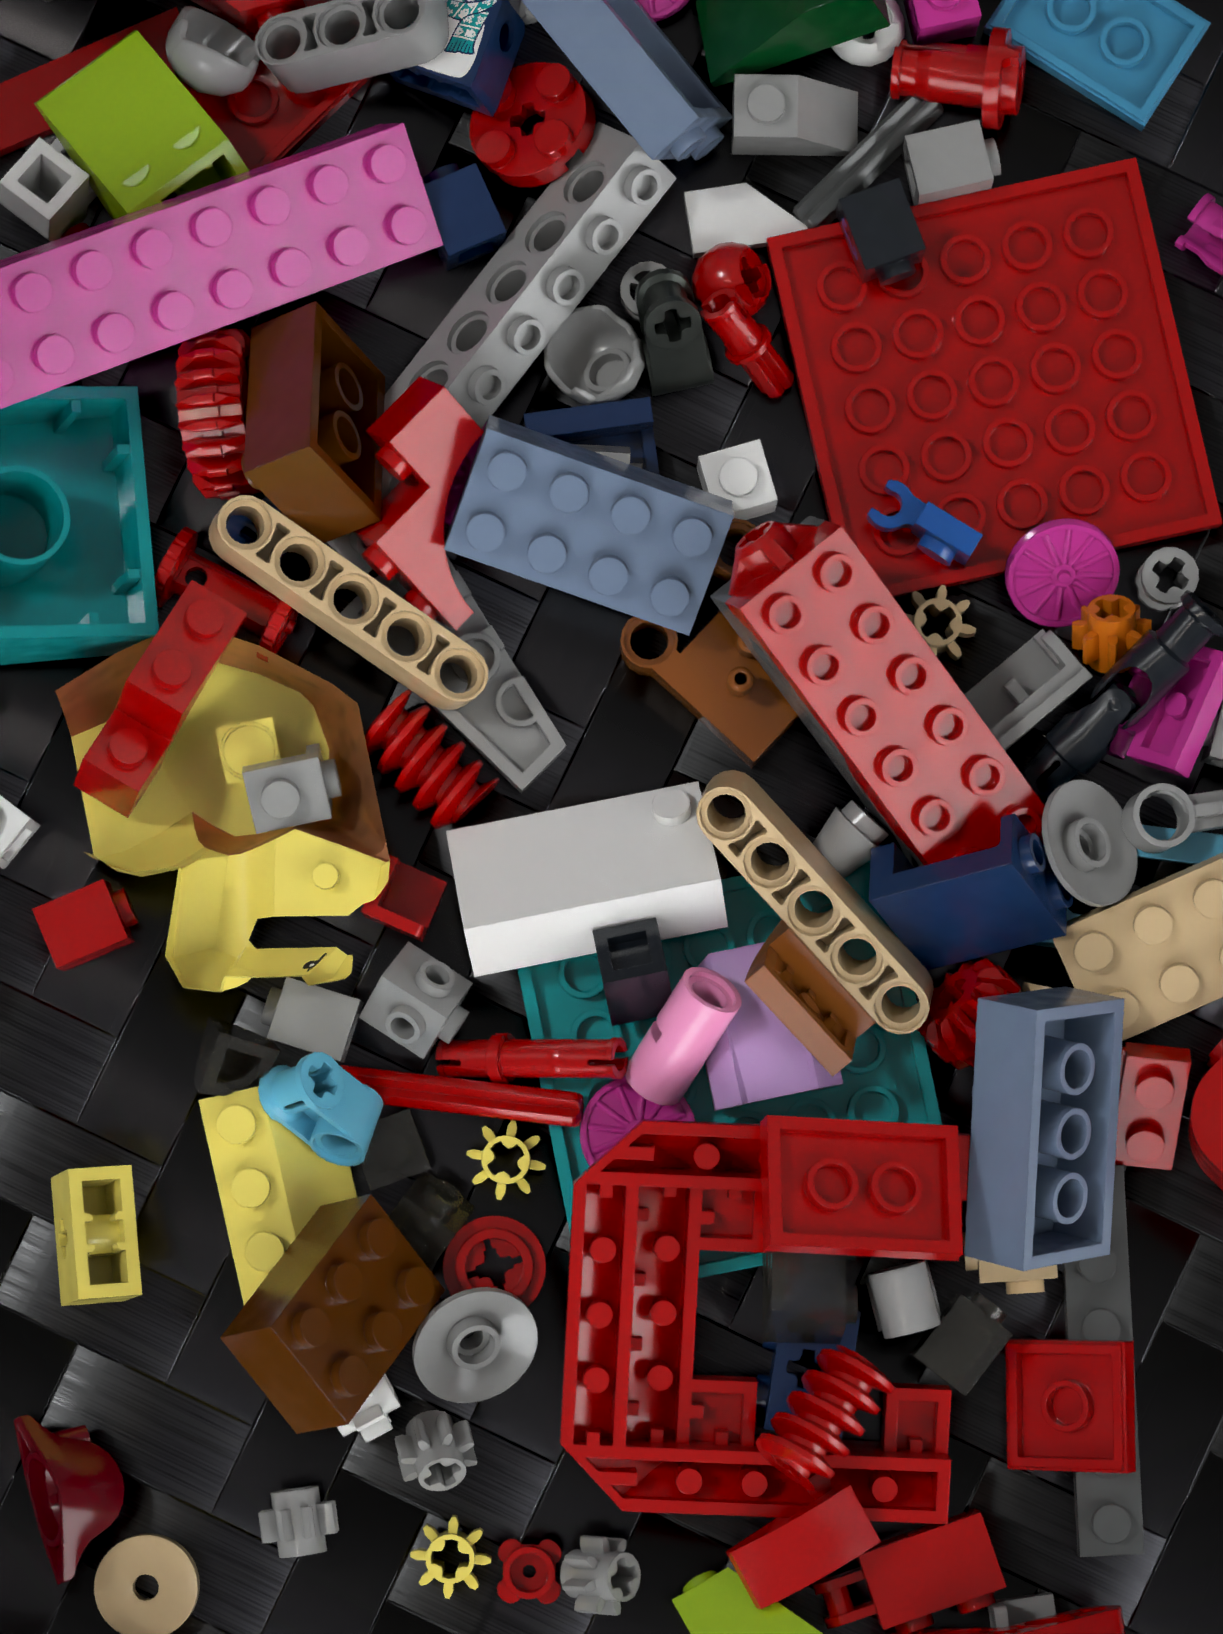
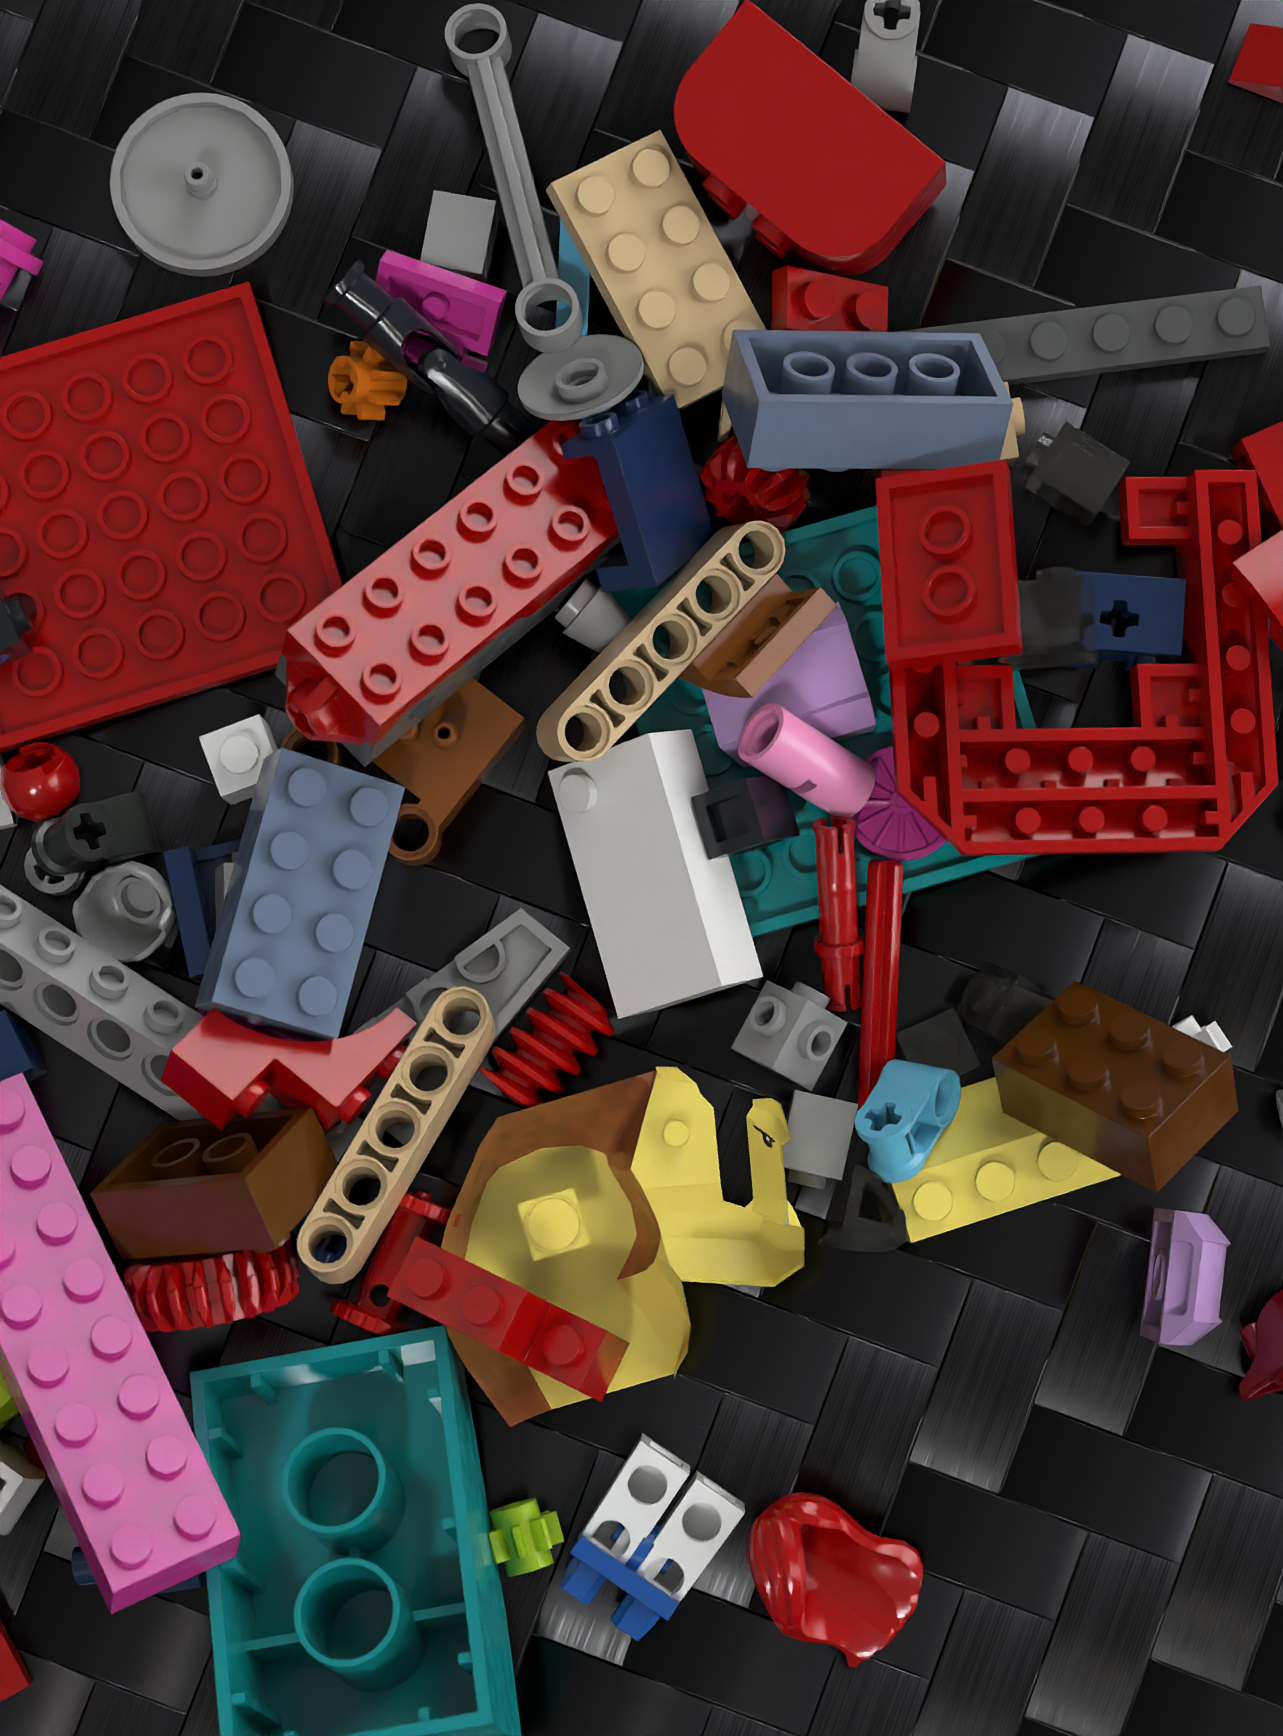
camera: 90 degrees left, 0 degrees up
(86, 924) = (740, 1375): red brick -> none
(96, 1235) = (1054, 1334): light yellow brick -> none
(140, 1373) = (1183, 1277): none -> lavender slope
(291, 790) = (590, 1177): light grey bracket -> none
(407, 900) = (691, 1050): red panel -> none
(435, 1450) = (1231, 977): light grey gear -> none
(486, 1361) = (1124, 947): light grey dish -> none
(502, 1178) = (955, 936): light yellow gear -> none
(509, 1239) = (1054, 908): red gear -> none
(747, 342) = (100, 760): red axle -> none
(822, 1415) = (1168, 592): red piece -> none
(903, 1299) = (1047, 529): light grey piece -> none
(938, 607) = (358, 537): tan gear -> none
(939, 533) = (280, 551): blue plate -> none
(1027, 687) = (423, 456): light grey hinge -> none
(1060, 570) = (308, 434): dark pink wheel -> none
(1070, 1405) = (1127, 363): red tile -> none
(1146, 580) = (303, 314): light grey bush -> none

